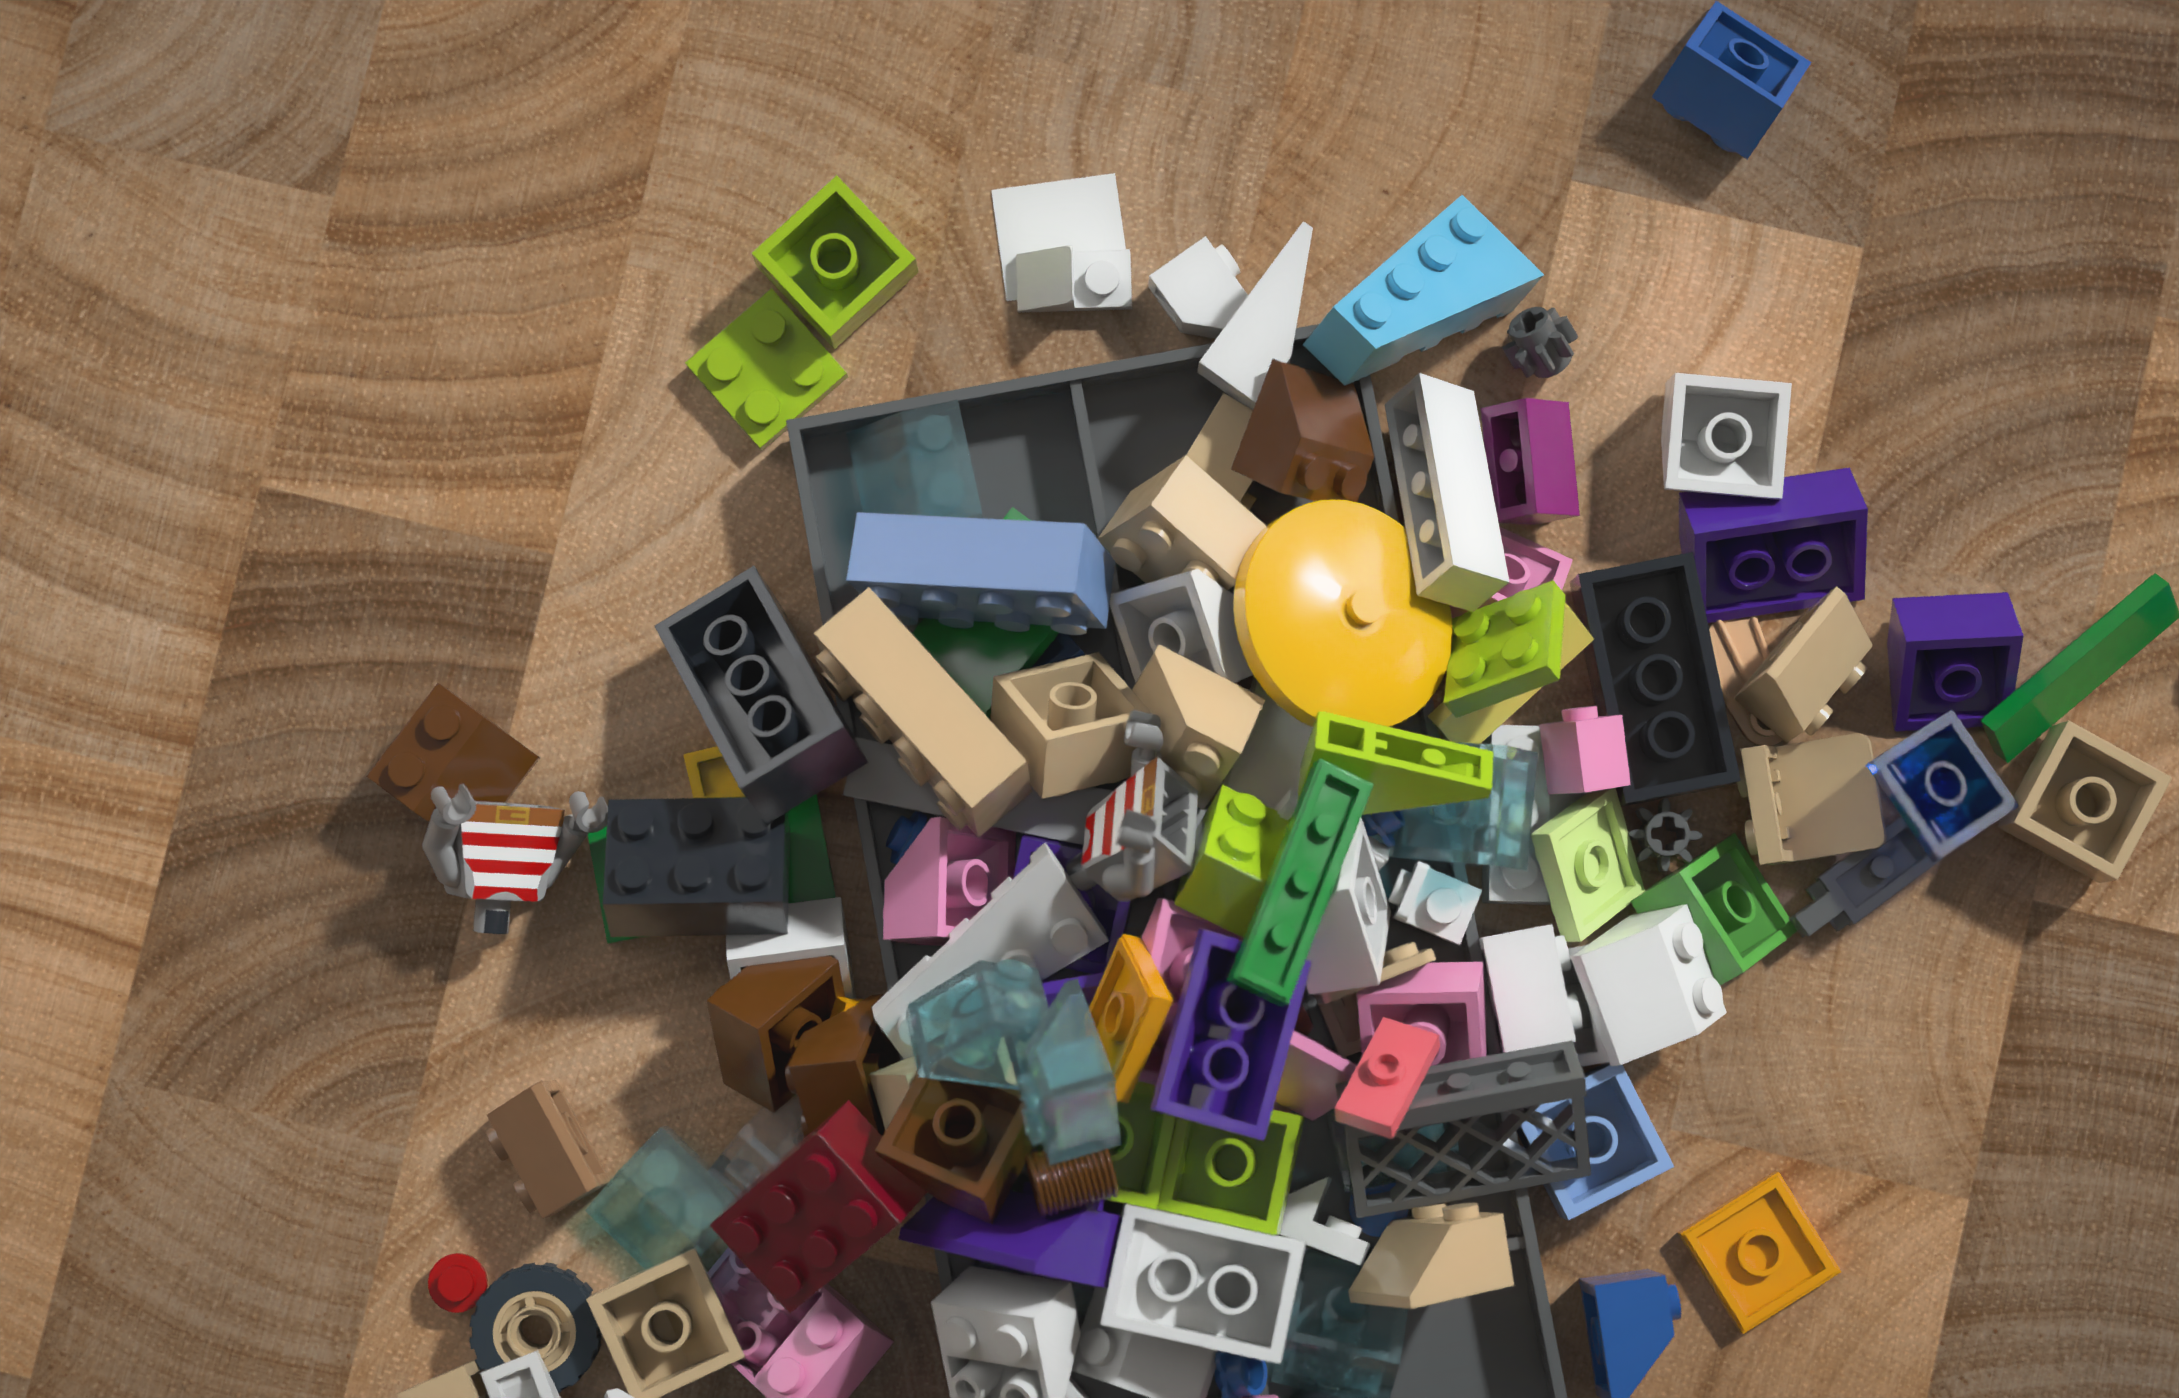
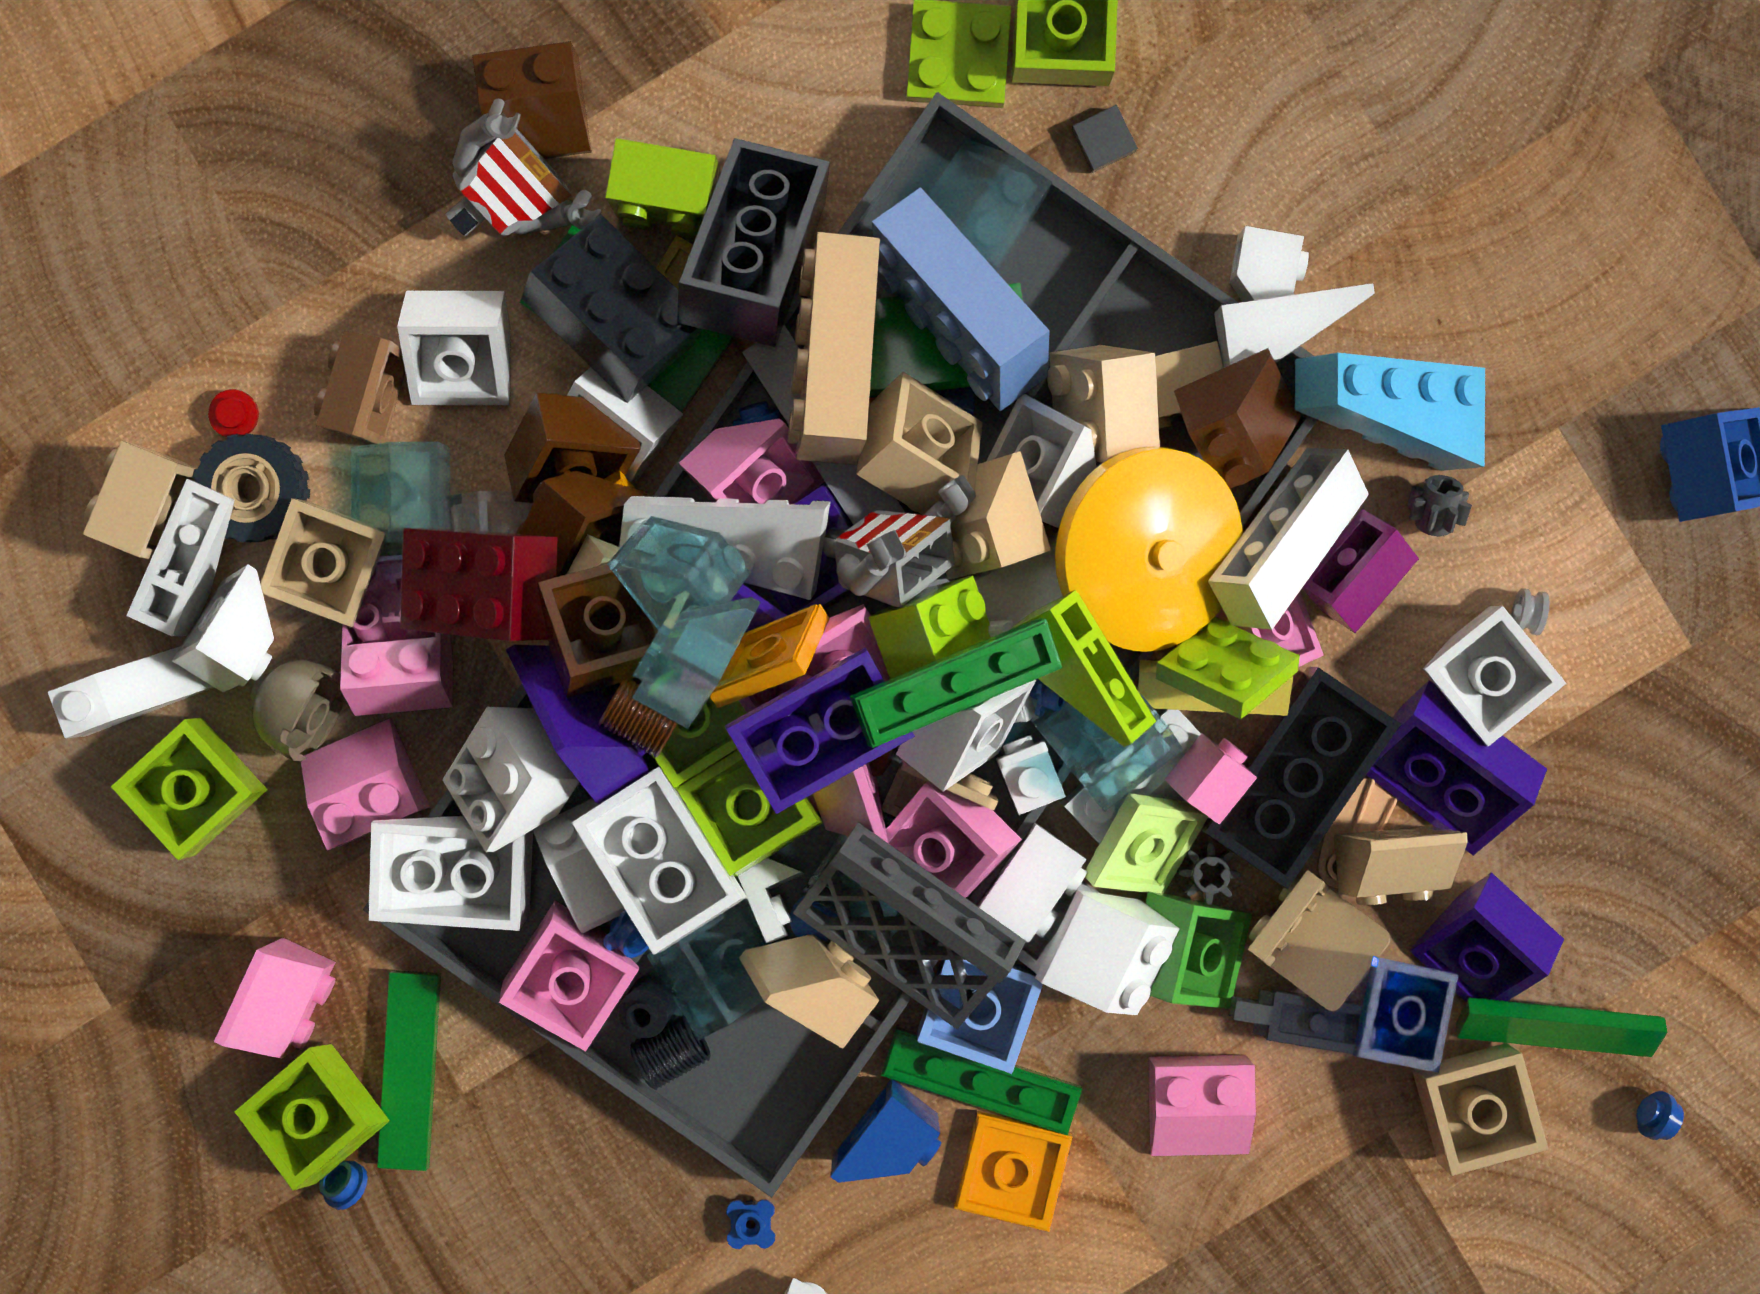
camera: 50 degrees right, 5 degrees up
(593, 1034) = (456, 347): none -> white slope
(637, 725) = (661, 186): none -> lime brick
(958, 319) = (1104, 138): none -> dark grey tile
(1054, 215) = (1216, 151): white sticker -> none
(1073, 280) = (1197, 185): white slope -> none
(1387, 1078) = (891, 851): coral plate -> none
(1694, 1185) = (1019, 1095): none -> green tile
(1703, 352) = (1531, 610): none -> light grey bush
(1857, 1035) = (1201, 1105): none -> bright pink slope

